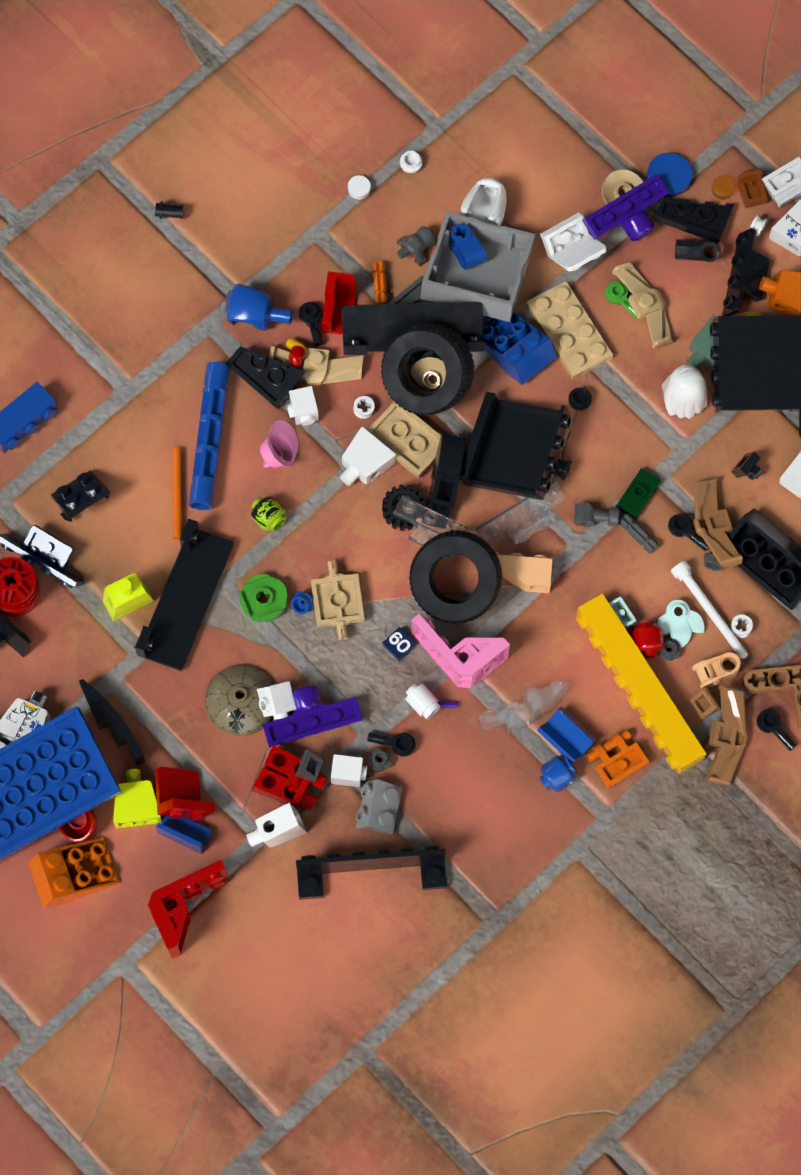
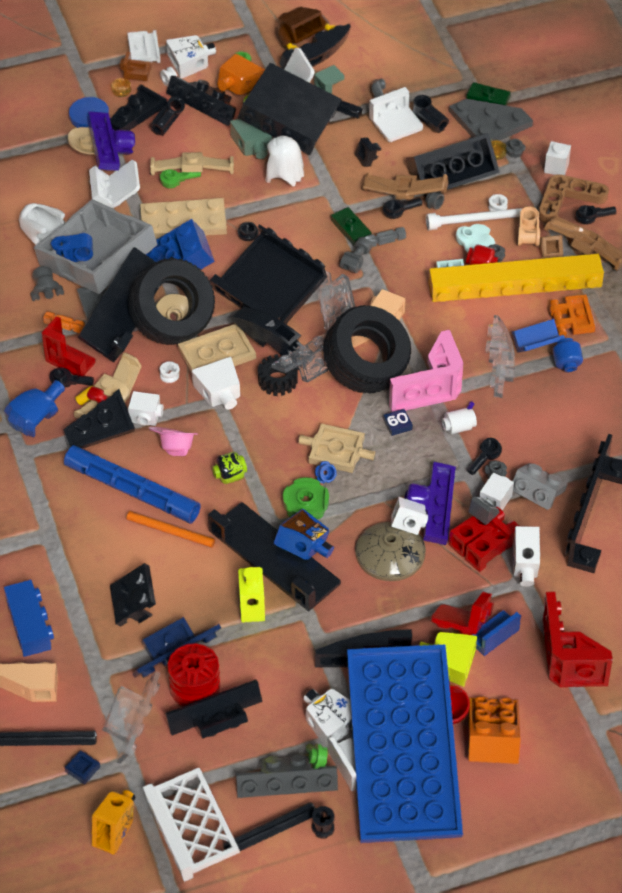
camera: 65 degrees left, 20 degrees down
(211, 615) = (304, 536): none -> blue torso

